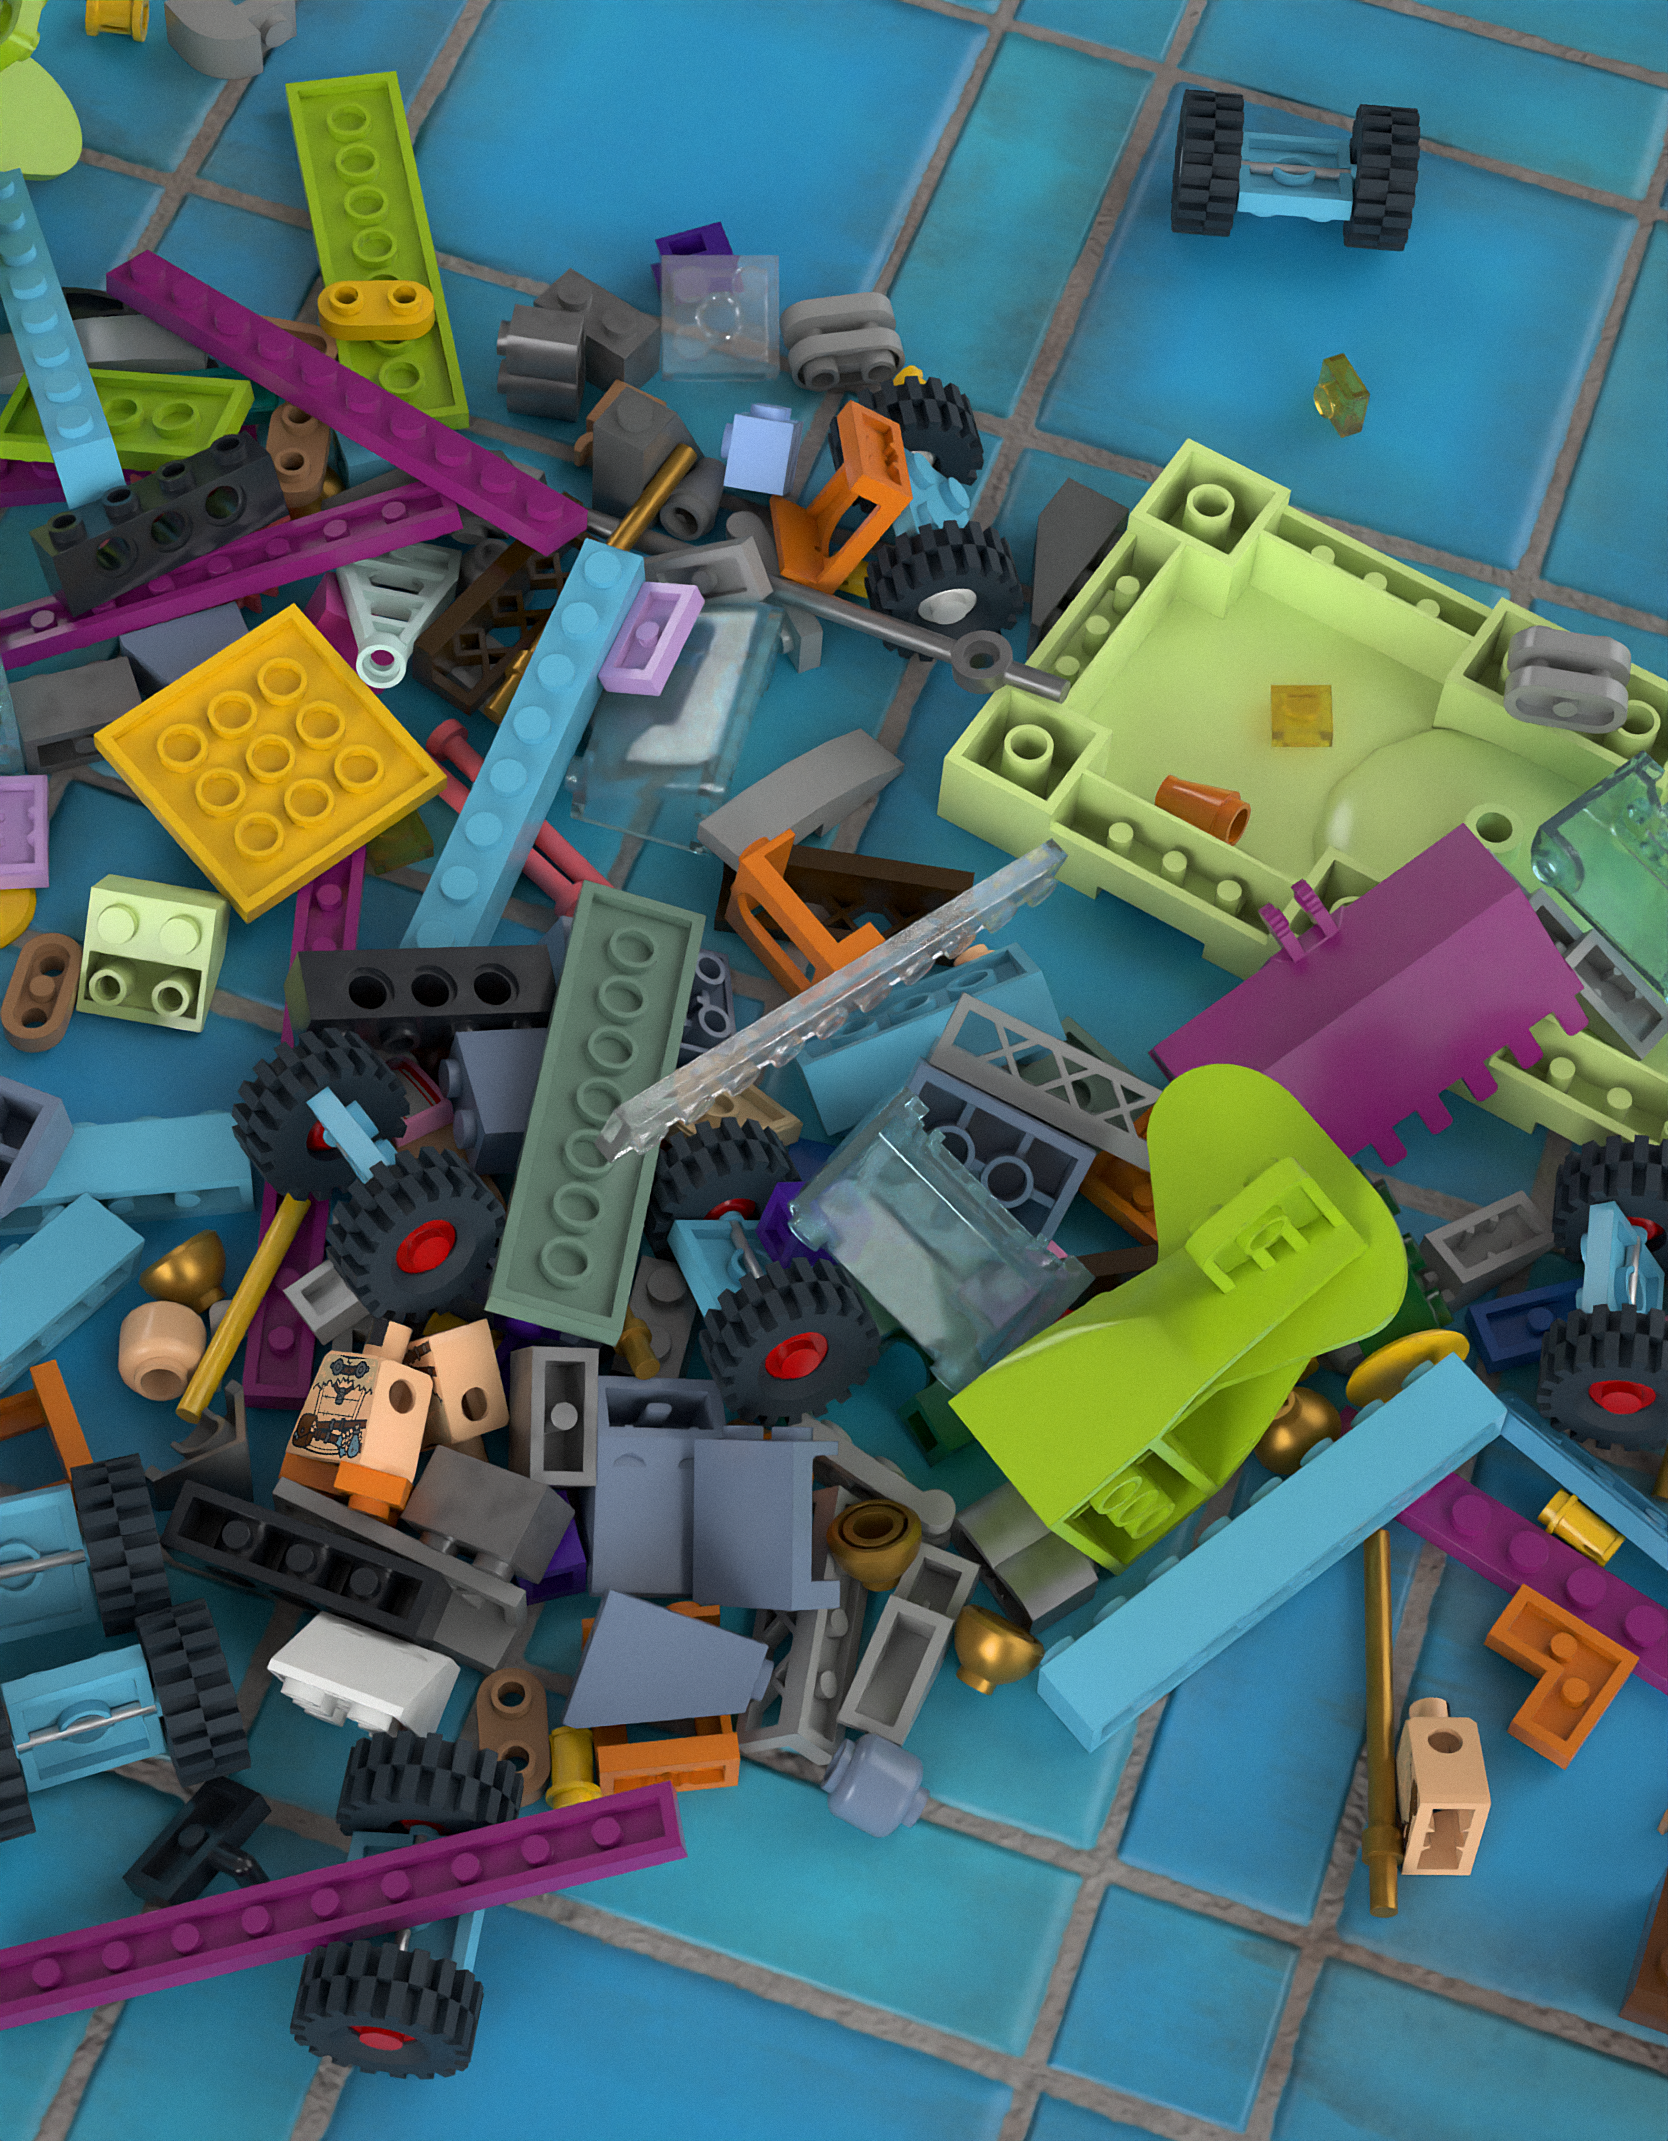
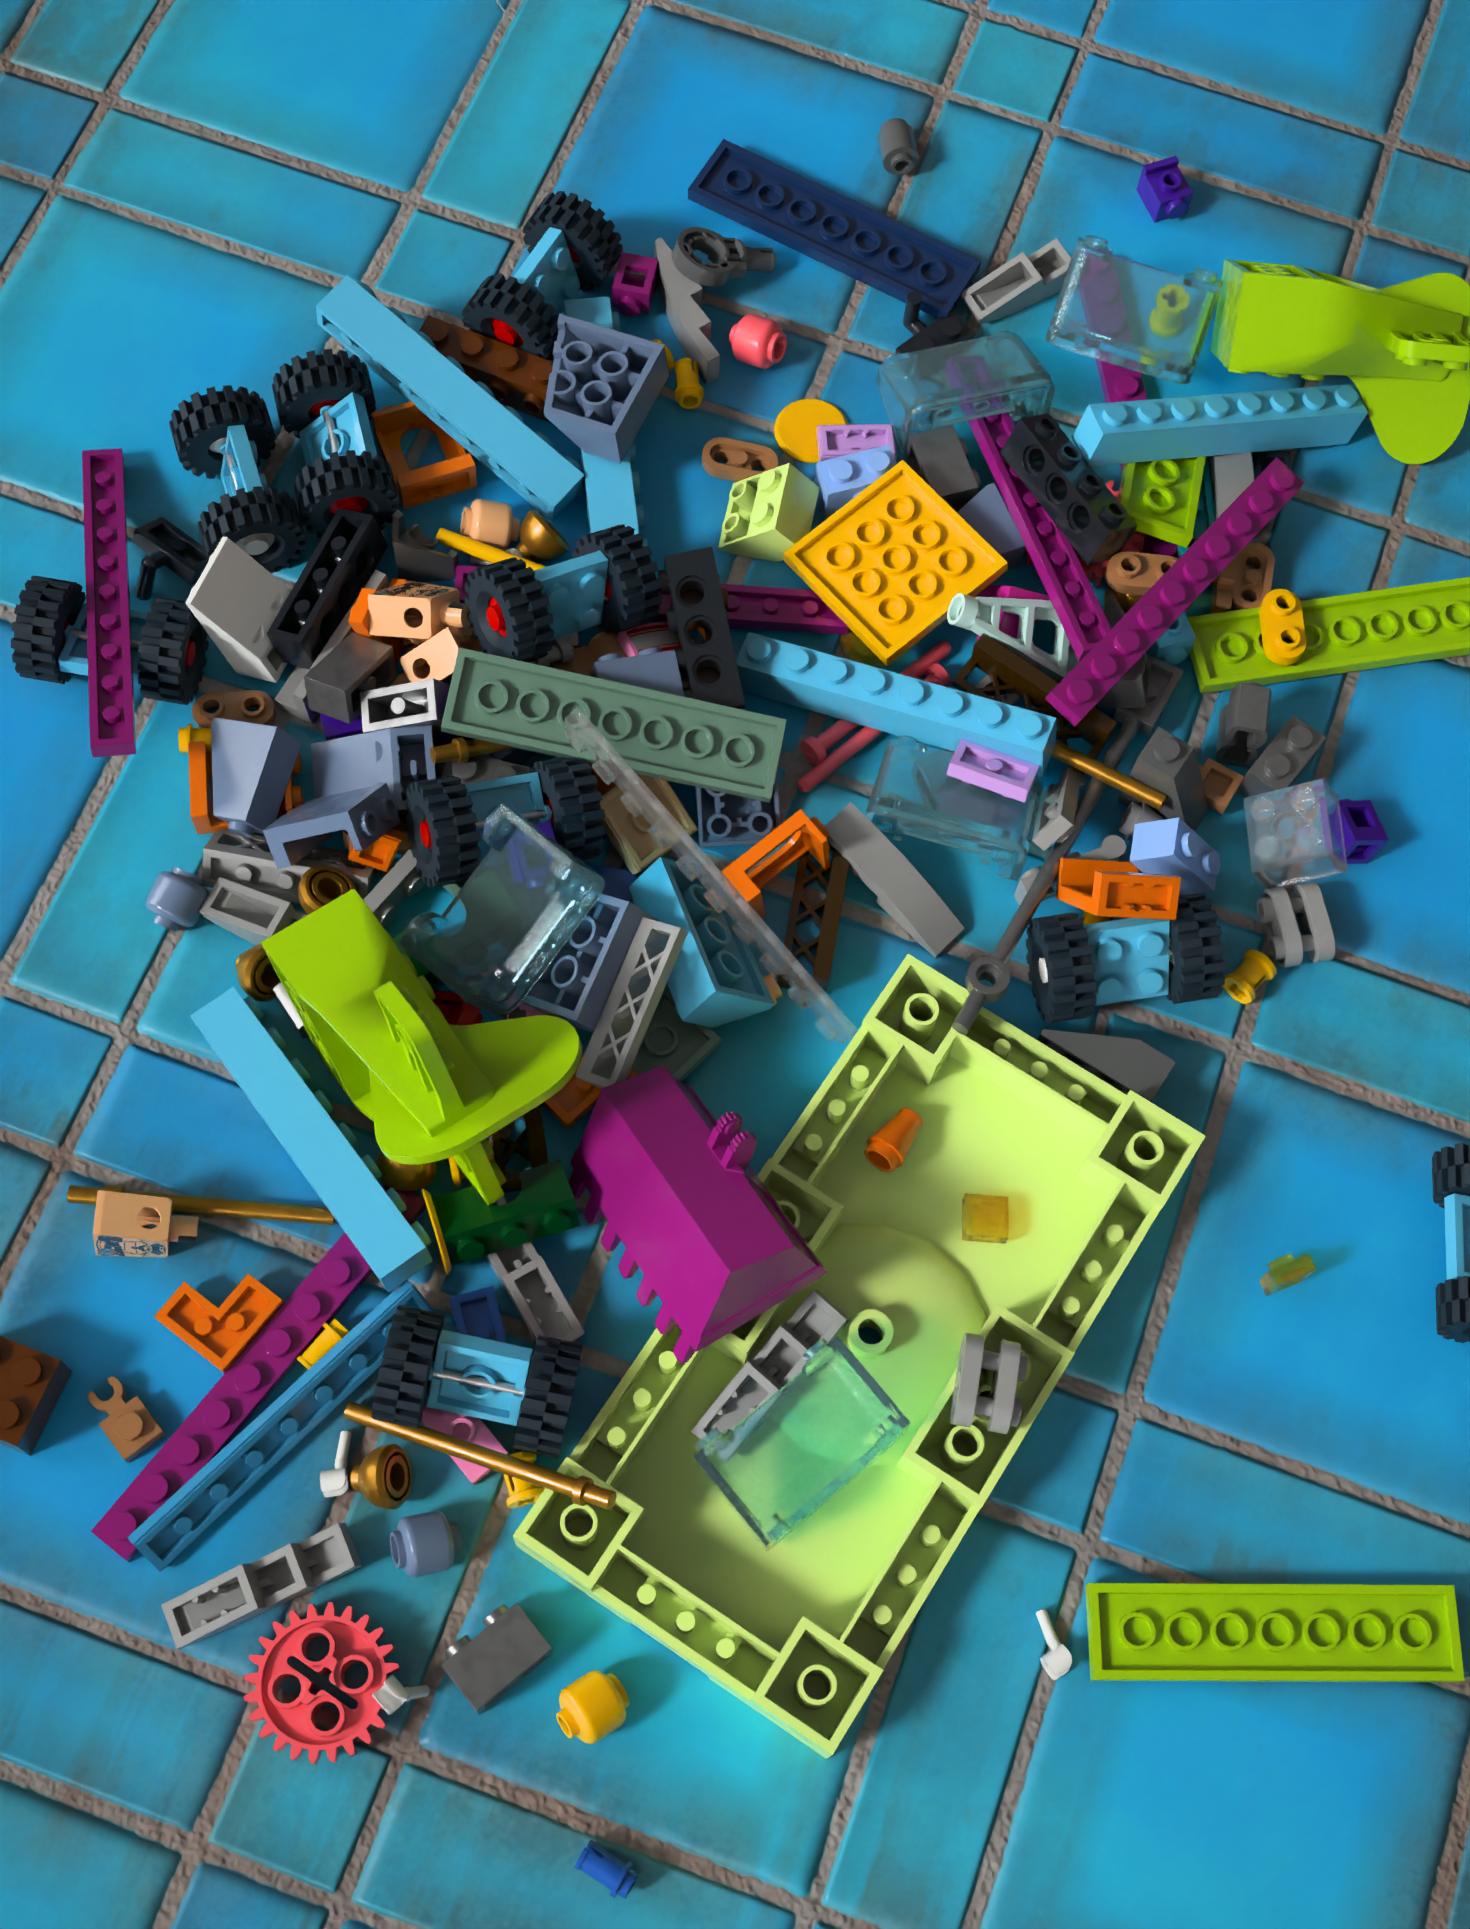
camera: 90 degrees right, 10 degrees up
(97, 820) = (849, 475): none -> light blue brick

